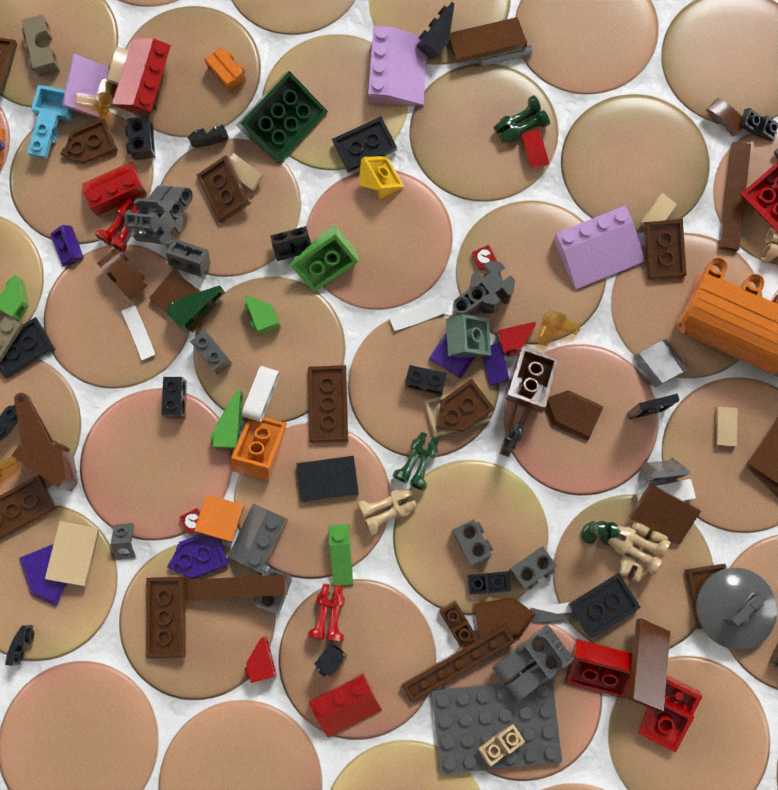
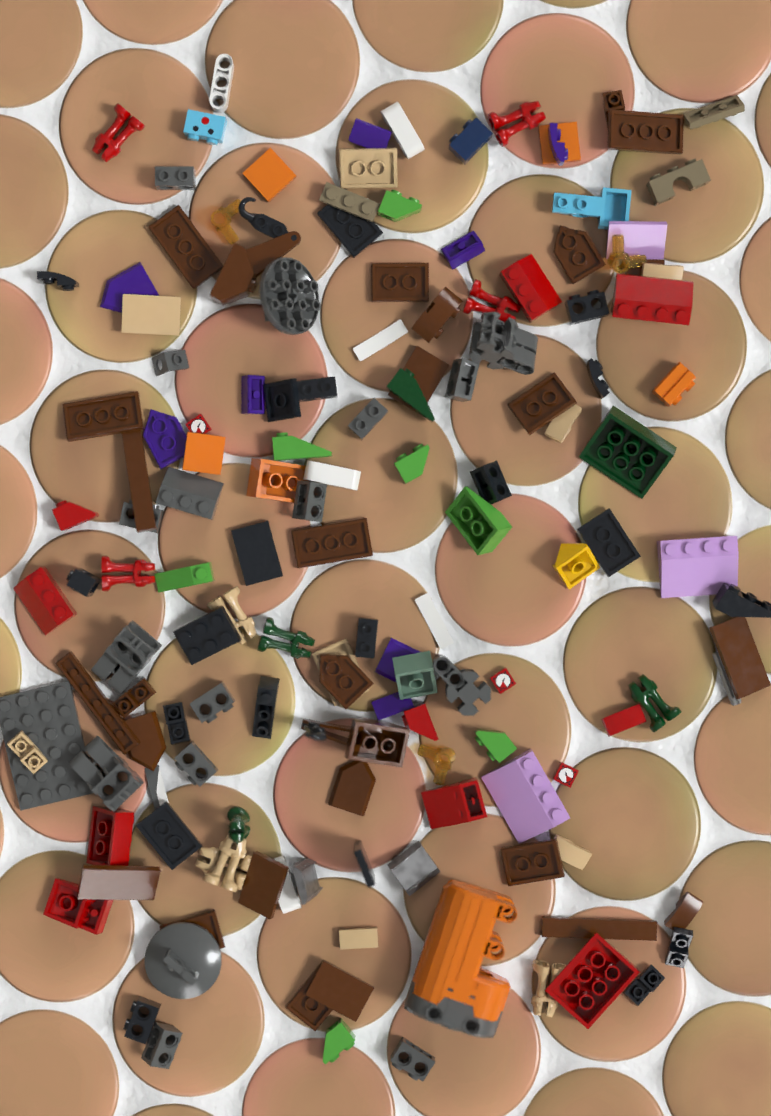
camera: 75 degrees right, 10 degrees up
(76, 413) = (289, 296): none -> dark grey bracket
(86, 307) = (400, 282): none -> reddish brown tile
(170, 463) = (252, 394): none -> dark purple slope
(178, 432) = (282, 400): none -> black tile
(282, 418) = (309, 501): none -> dark grey brick
(403, 538) = (207, 635): none -> black plate
(422, 620) = (131, 650): none -> dark grey connector
(483, 489) = (265, 707): none -> black slope
(545, 267) = (497, 743): none -> bright green slope
(582, 209) = (565, 774): none -> tile
(600, 314) = (454, 804): none -> red slope

